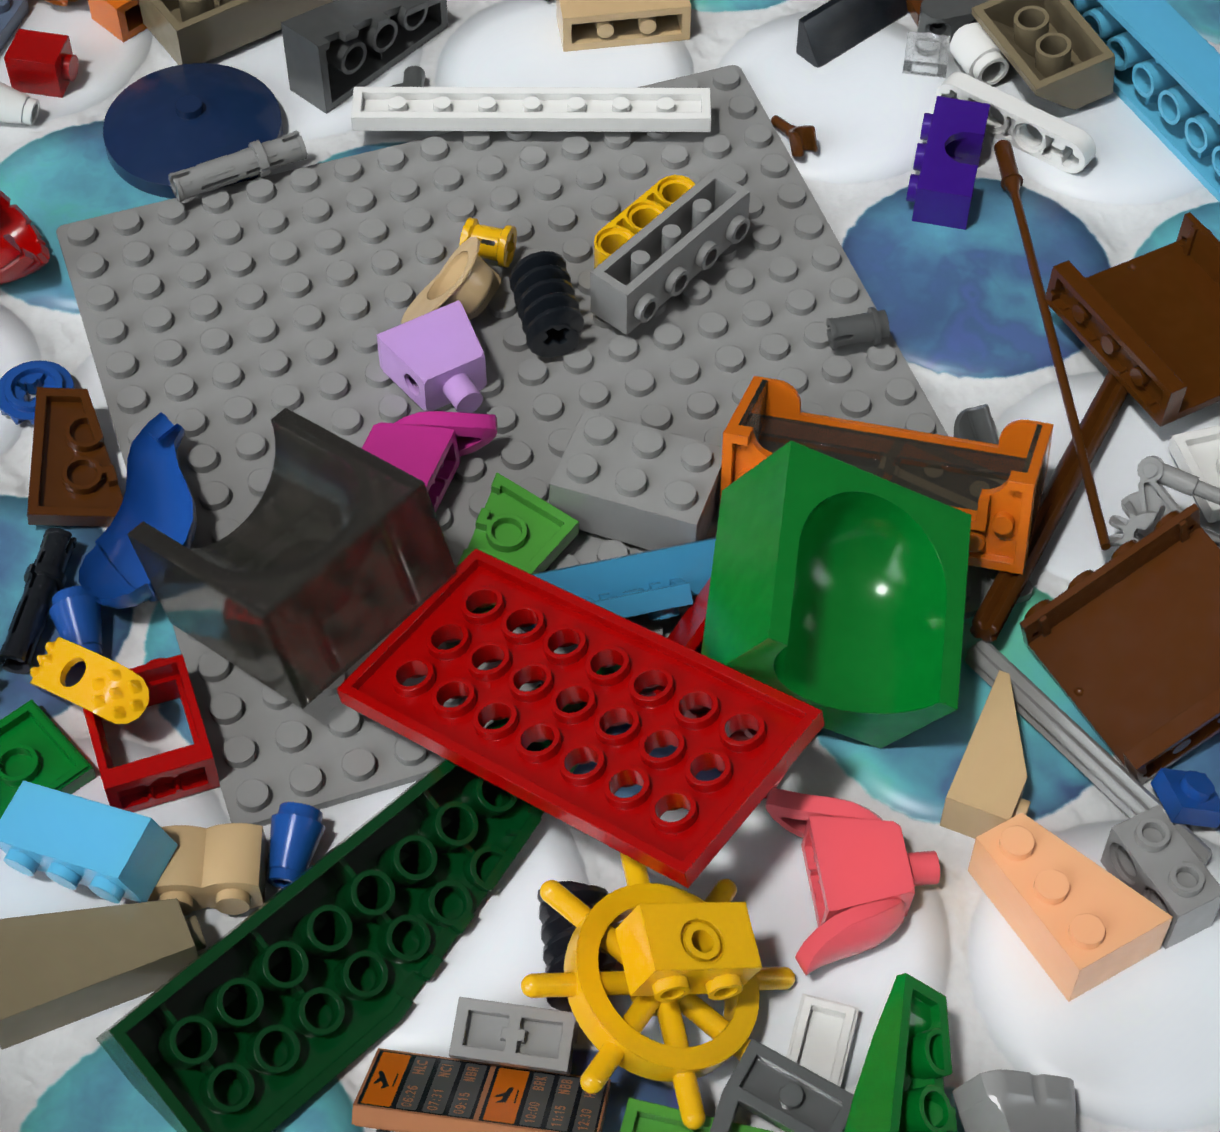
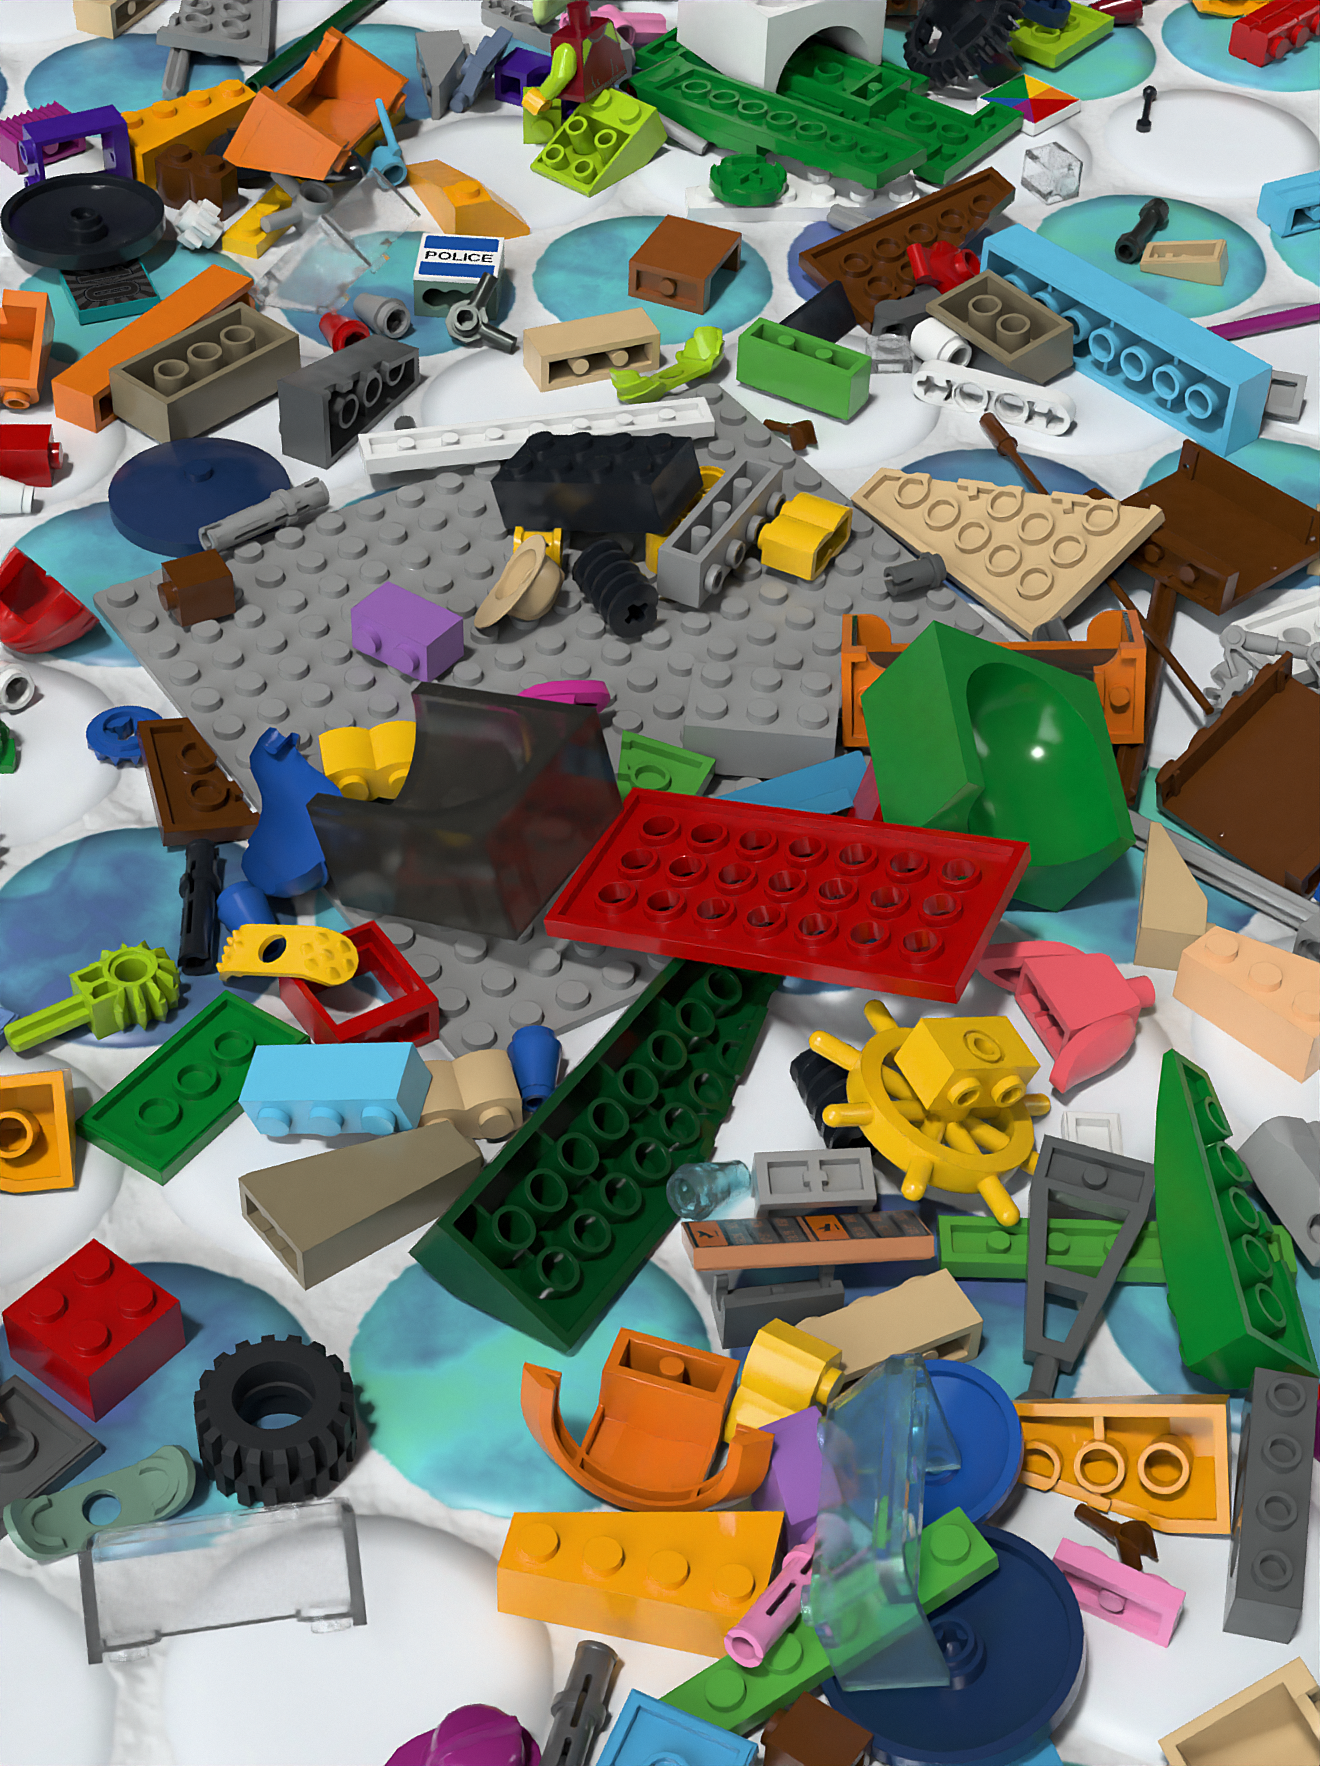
camera: 15 degrees left, 10 degrees down
(143, 242) = (197, 588): none -> reddish brown brick
(231, 469) = (368, 760): none -> yellow brick
(326, 323) = (407, 632): none -> medium lavender brick
(411, 1017) = (704, 1188): none -> clear light blue cone
(436, 359) = (524, 646): lavender torso -> none
(561, 182) = (598, 482): none -> black brick
(725, 38) = (698, 359): none -> lime piece
(759, 267) = (805, 535): none -> yellow brick
(825, 65) = (803, 368): none -> bright green brick
(948, 162) = (943, 430): dark purple arch -> none
(964, 309) = (1009, 547): none -> tan wing

